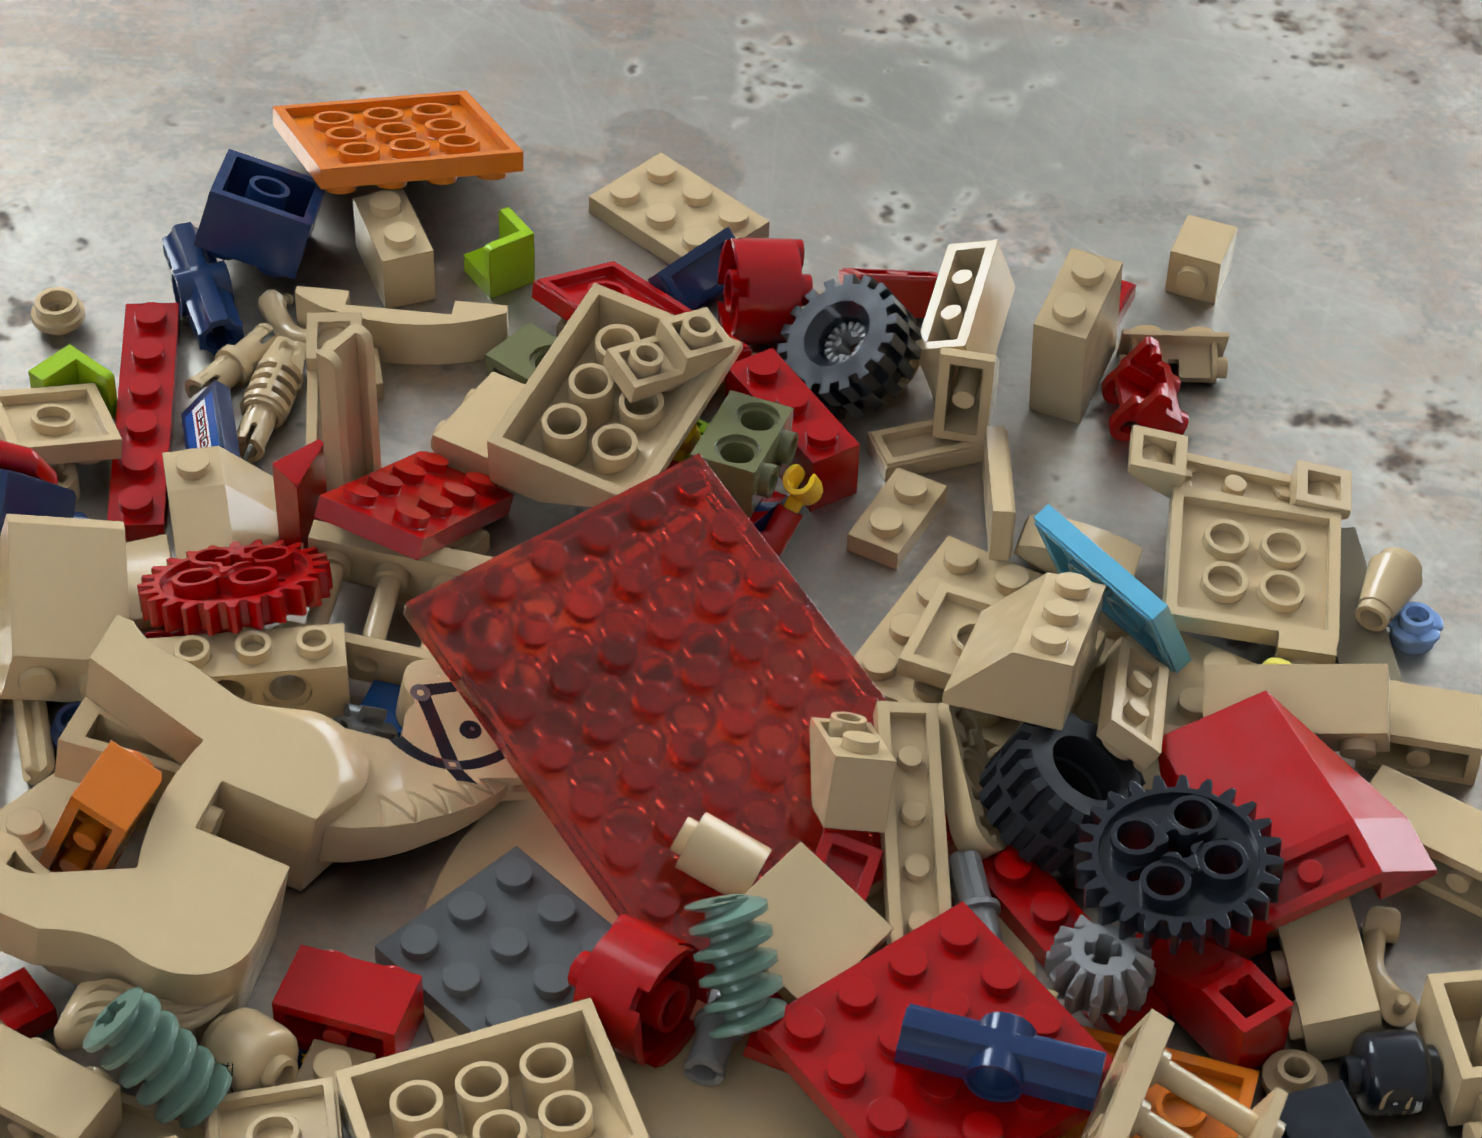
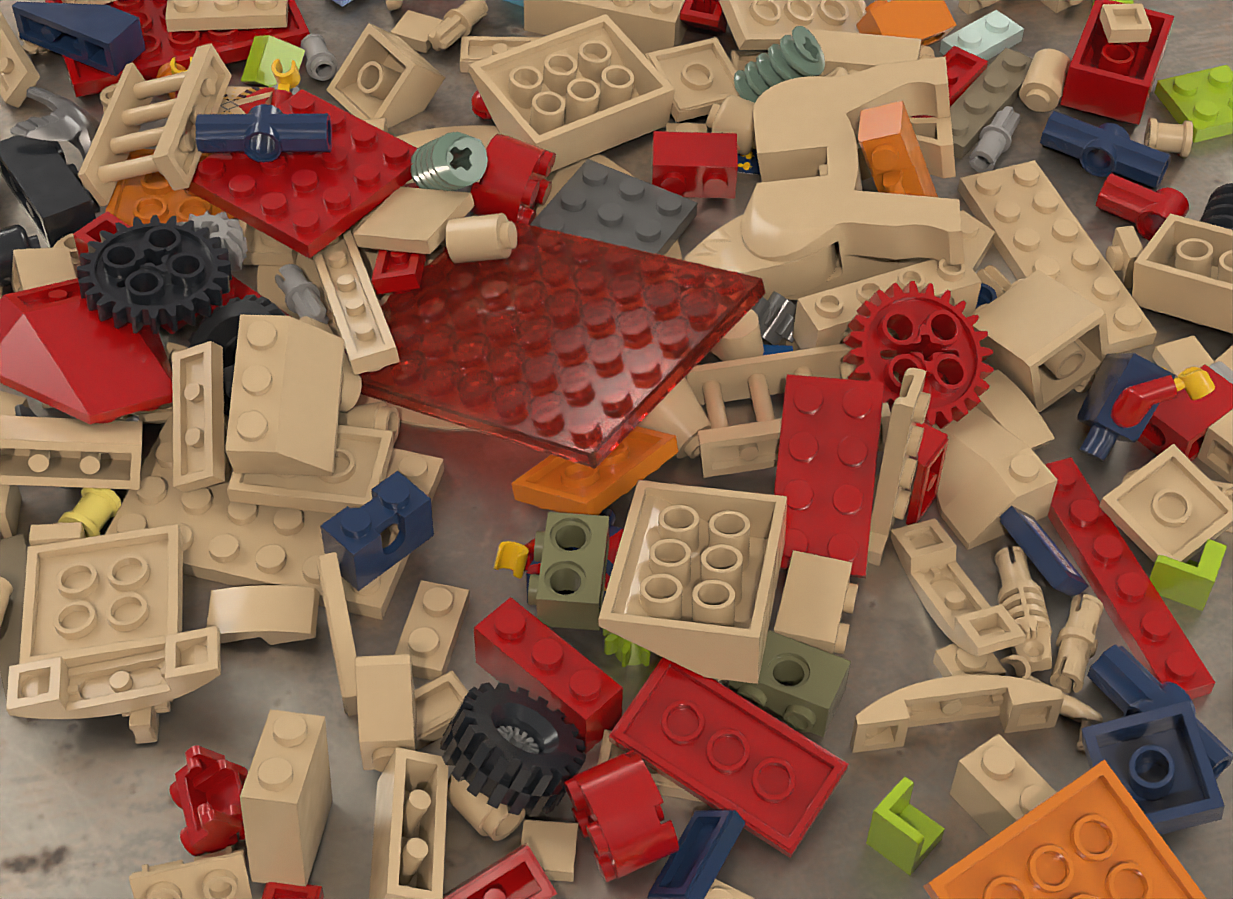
camera: 165 degrees right, 5 degrees up
(677, 352) = (660, 578): tan slope -> none
(850, 773) = (406, 306): tan slope -> none
(913, 552) = (357, 536): none -> dark blue brick
(1125, 598) = (224, 503): medium azure tile -> none

